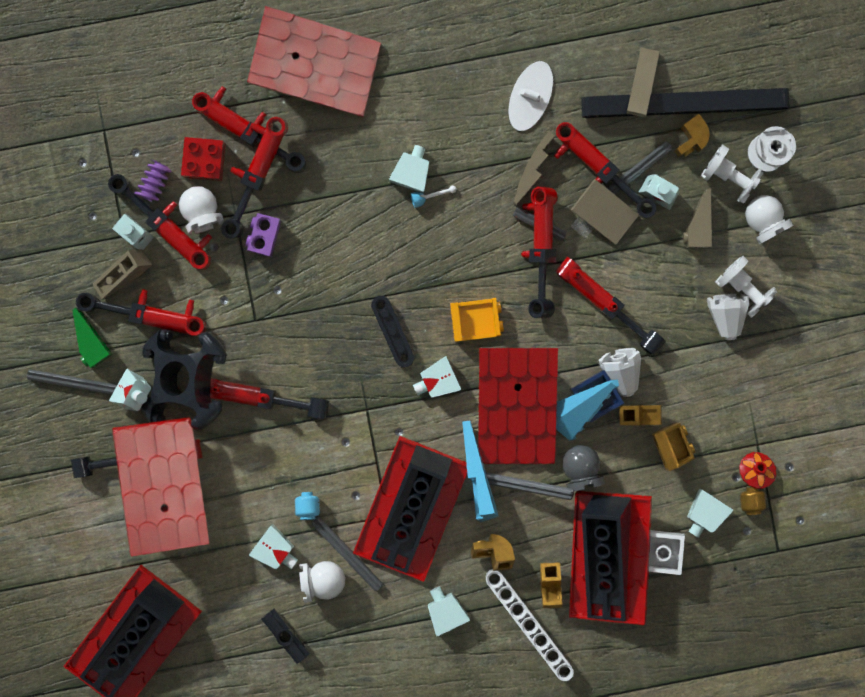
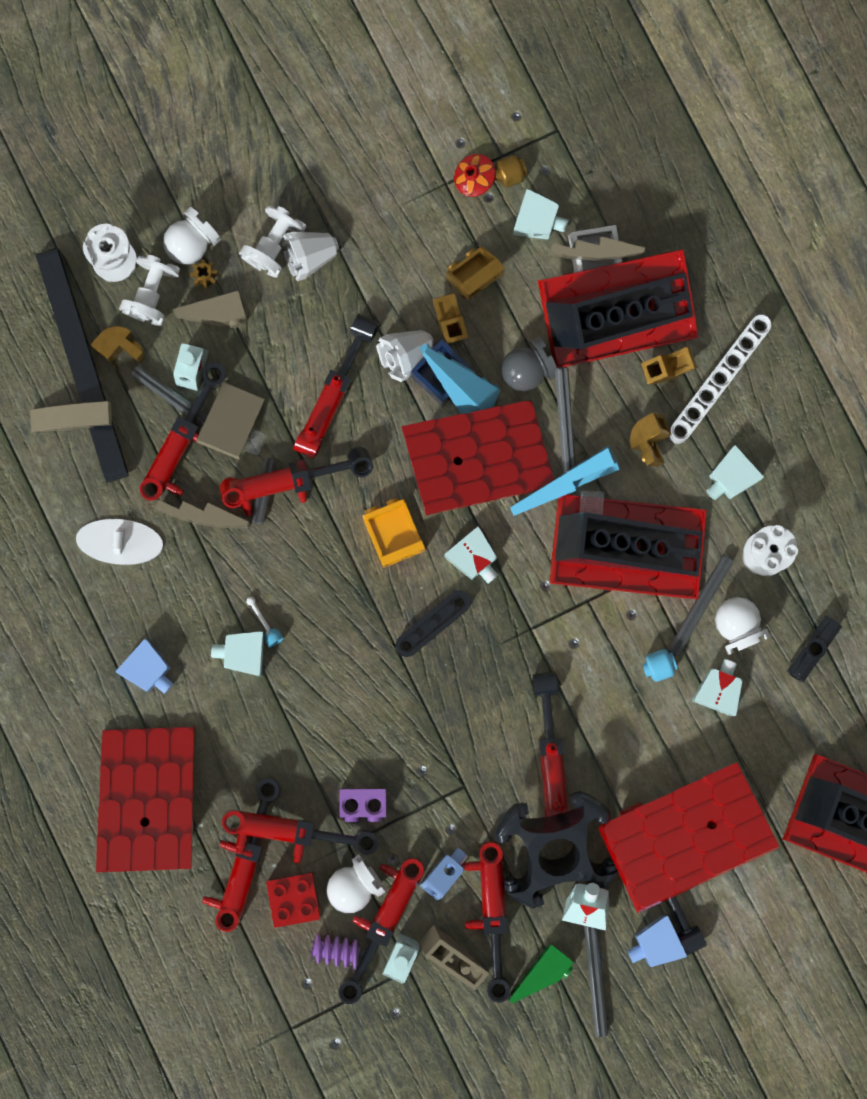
camera: 110 degrees left, 5 degrees down
(86, 439) = (657, 943): none -> light blue torso
(185, 276) = (437, 881): none -> light blue torso
(374, 612) = (770, 550): none -> white piece
(420, 90) = (146, 668): none -> light blue torso
(455, 488) = (591, 502): none -> clear tile
(662, 558) = (604, 250): none -> dark tan slope
(738, 226) = (203, 267): none -> pearl gold gear

